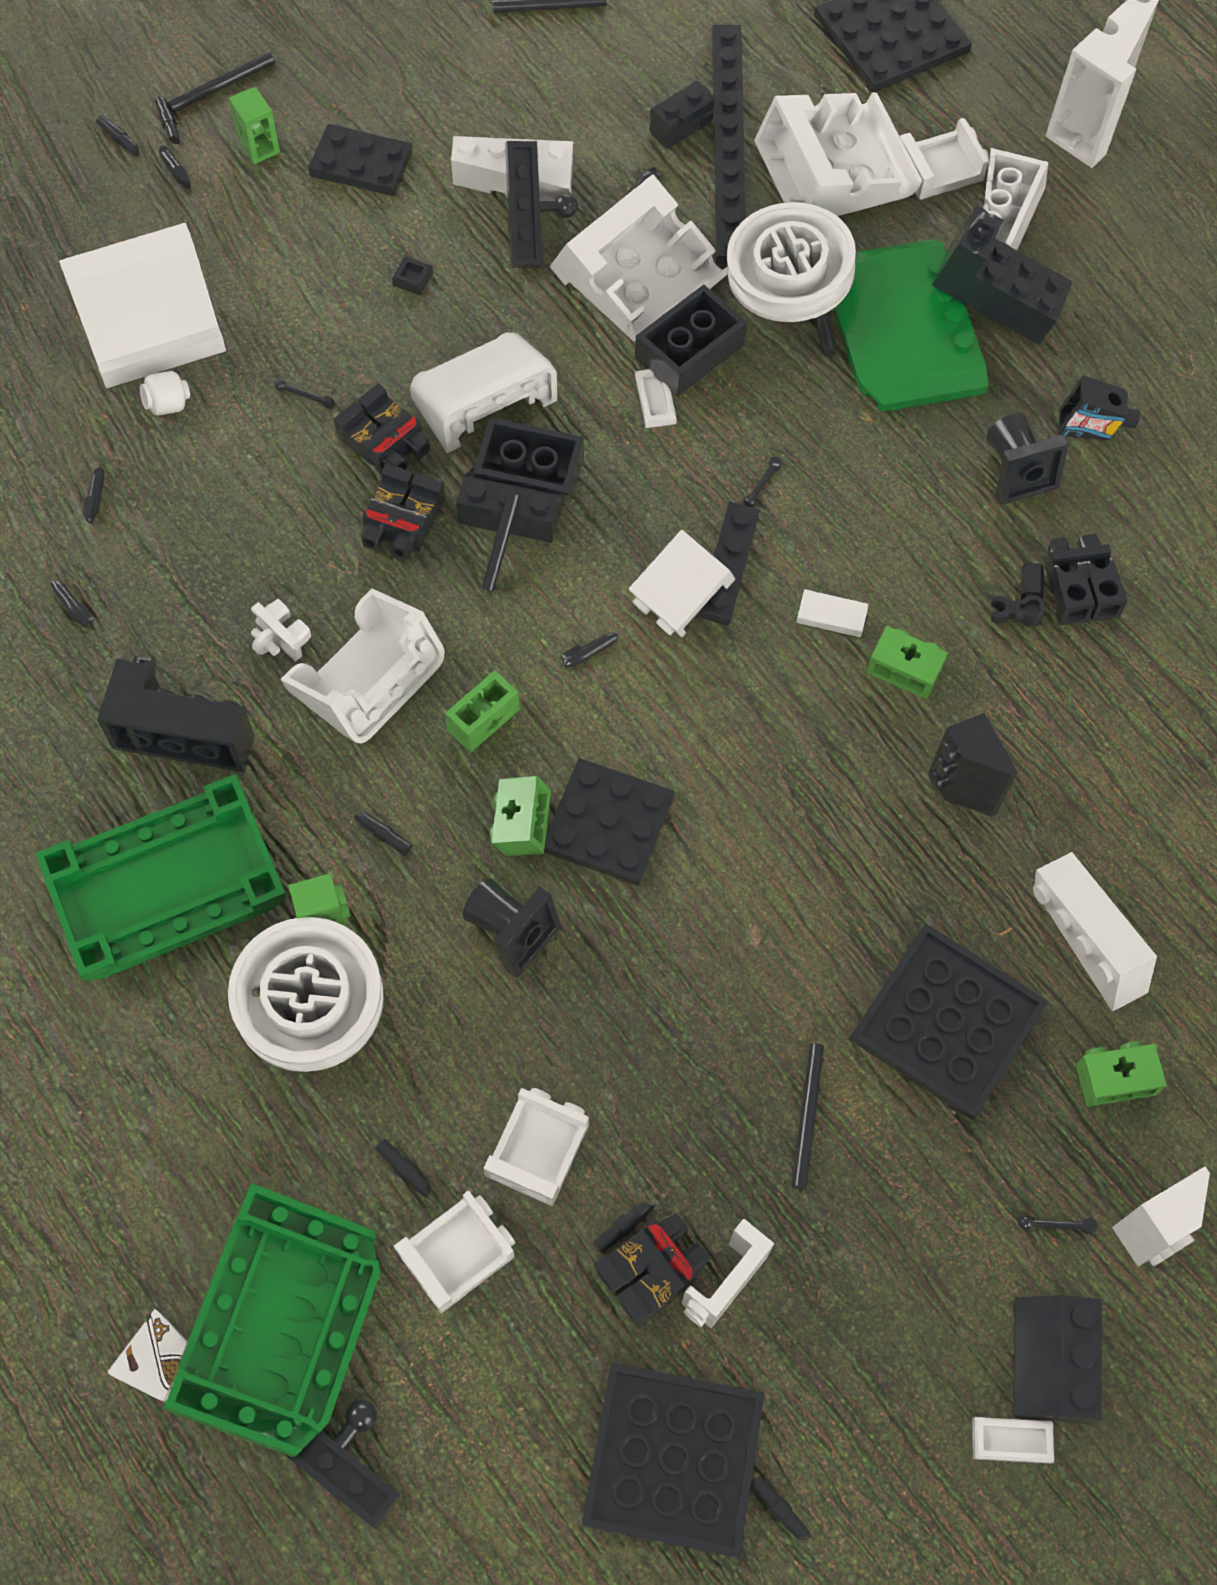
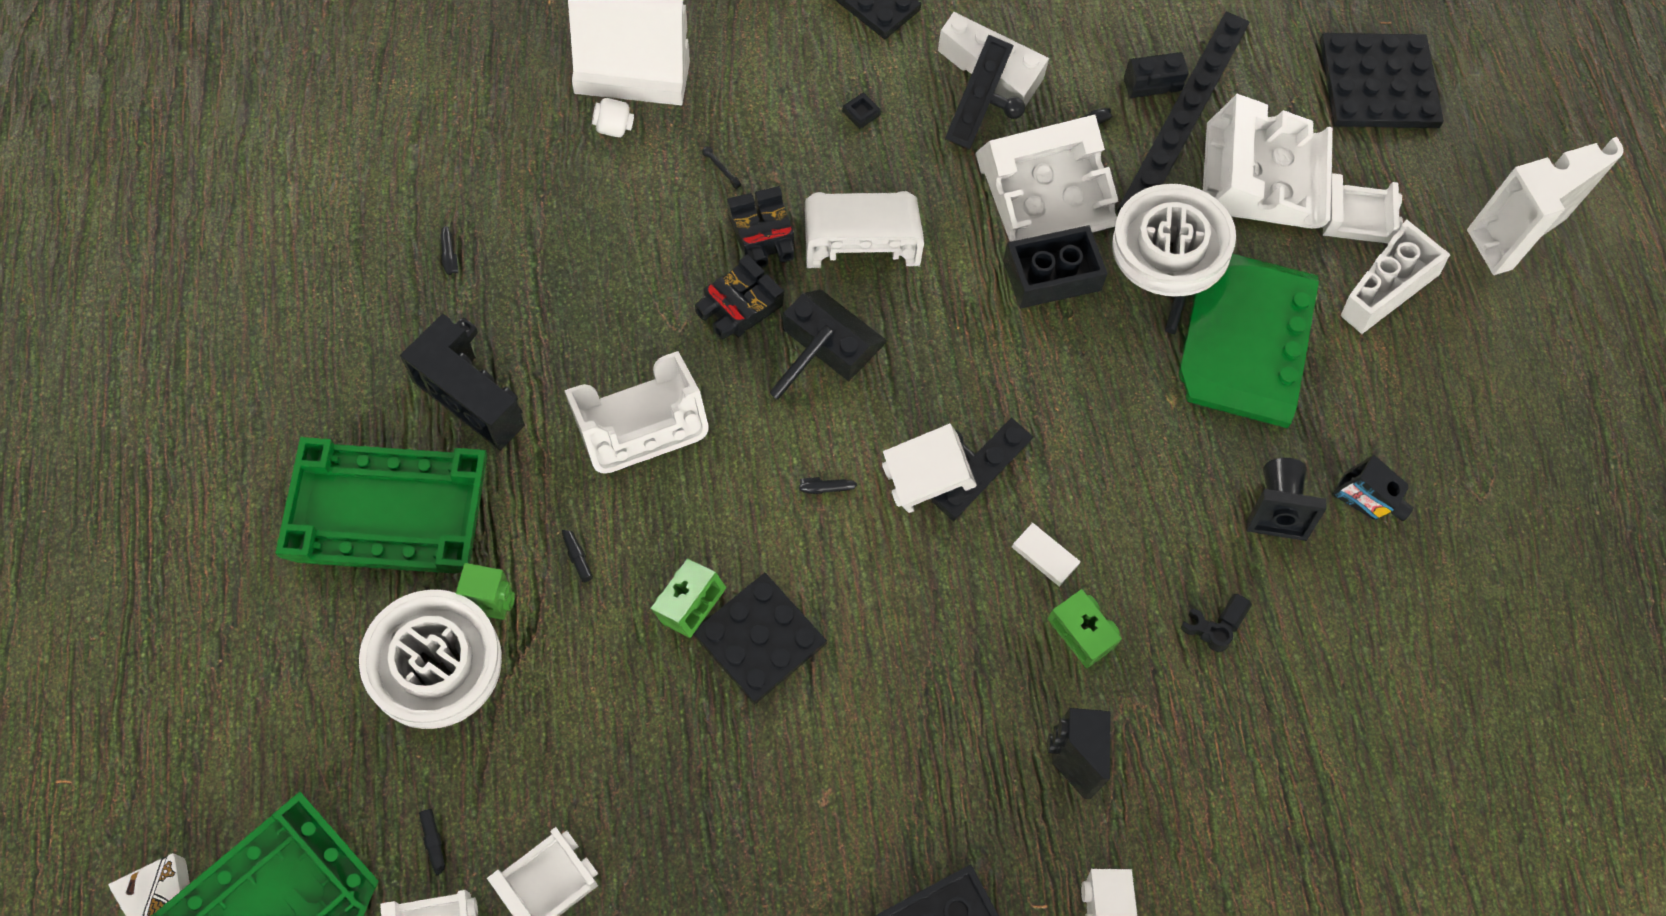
camera: 25 degrees right, 0 degrees up
(93, 501) = (510, 179): black piece -> none
(270, 621) = (588, 337): white hips -> none
(482, 711) = (707, 495): bright green brick -> none
(518, 927) = (631, 690): black plant -> none
(530, 456) = (865, 304): black slope -> none
(655, 400) = (999, 303): white tile -> none
(774, 465) = (1069, 404): black hinge -> none
(1001, 279) = (1351, 337): black hinge -> none
(1084, 581) = (1281, 634): black hips -> none

